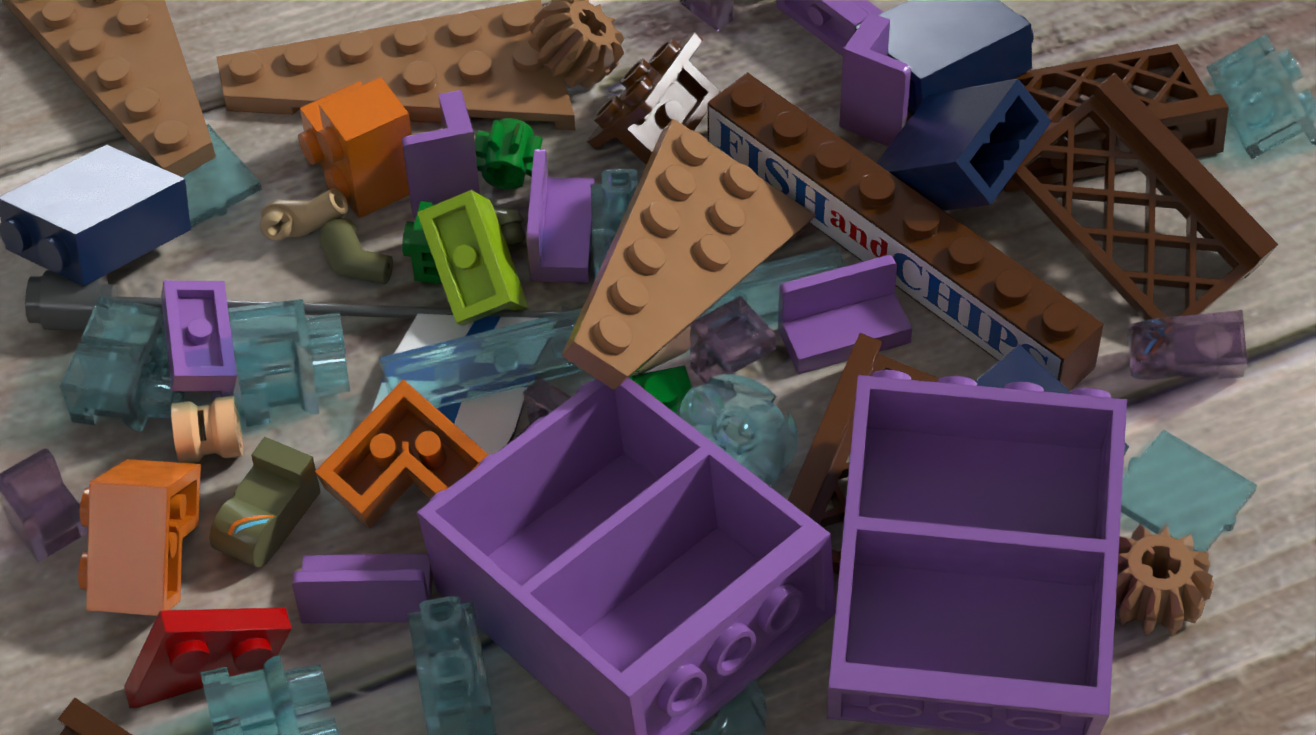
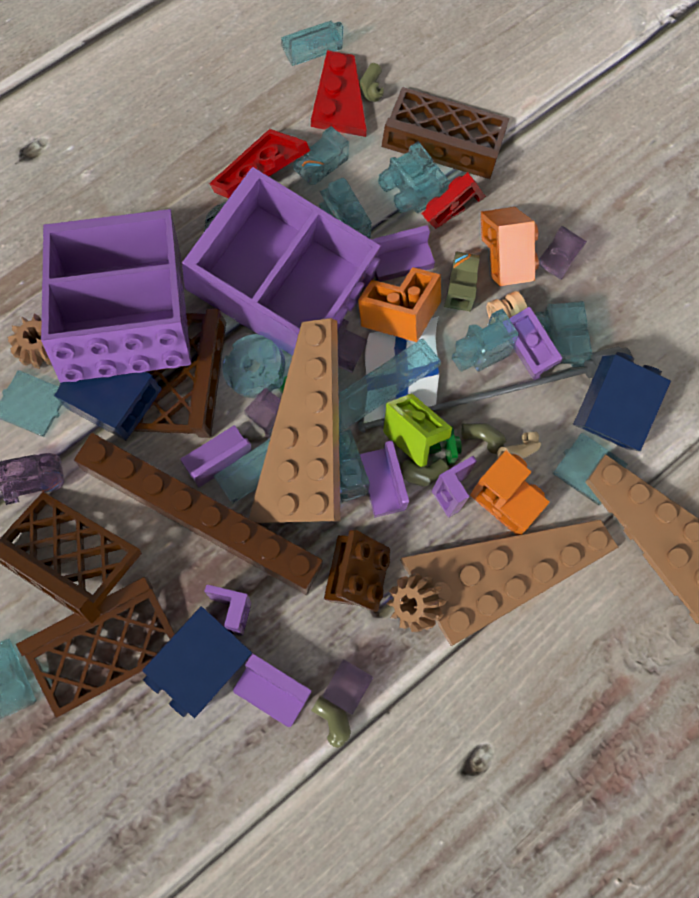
camera: 155 degrees right, 20 degrees up
(506, 153) = (426, 513): green gear -> none
(966, 143) = (169, 559): dark blue brick -> none

